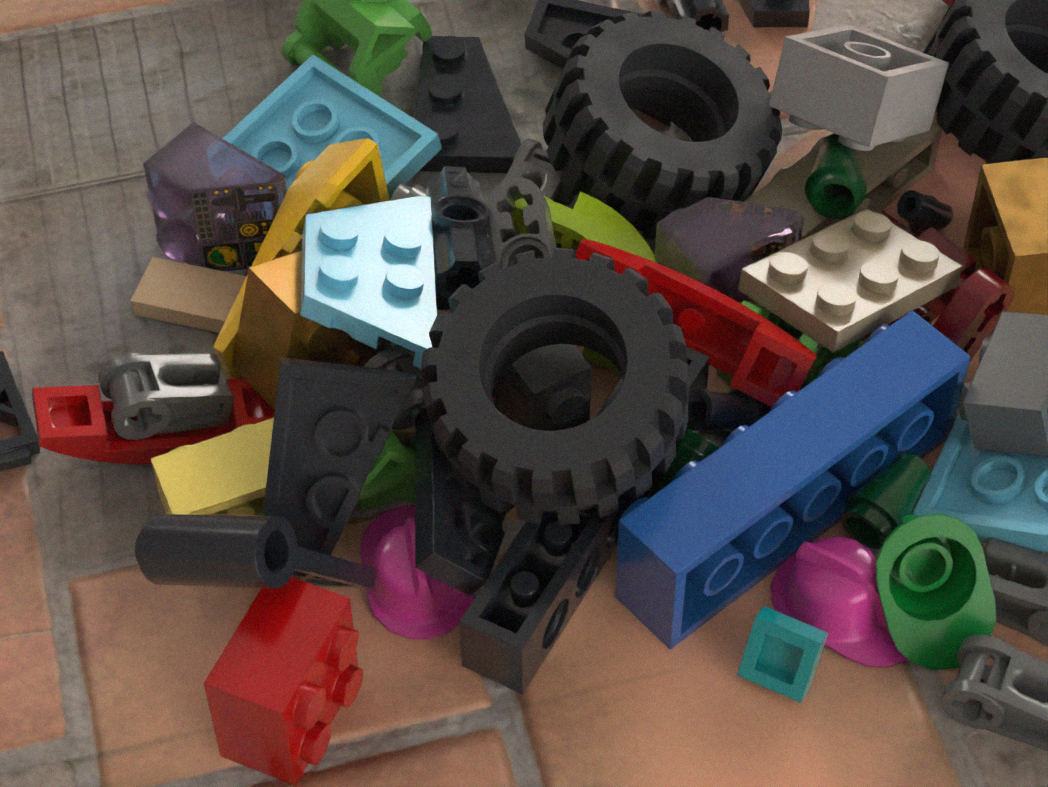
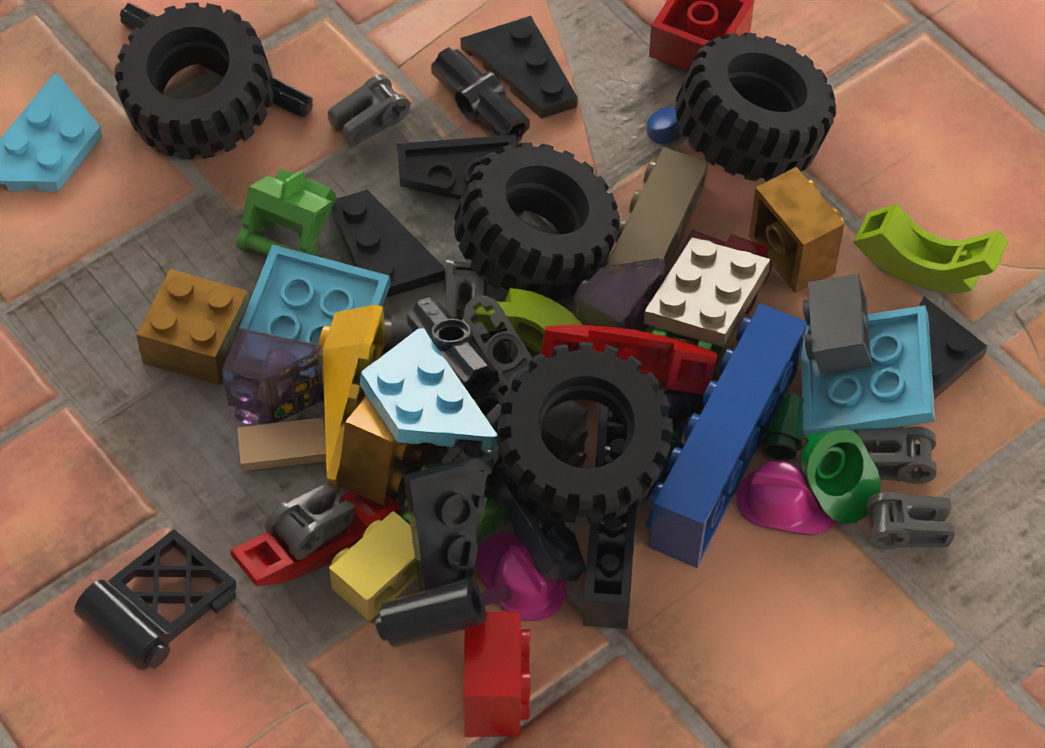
camera: 25 degrees left, 5 degrees up
(154, 104) = (192, 326): none -> pearl gold brick
(782, 654) = (769, 546): teal tile -> none
(836, 180) = (665, 224): dark green cone -> none
(857, 86) = (655, 156): light grey brick -> none
(924, 212) = (721, 224): black arm -> none
(975, 310) = (785, 284): dark red beam -> none

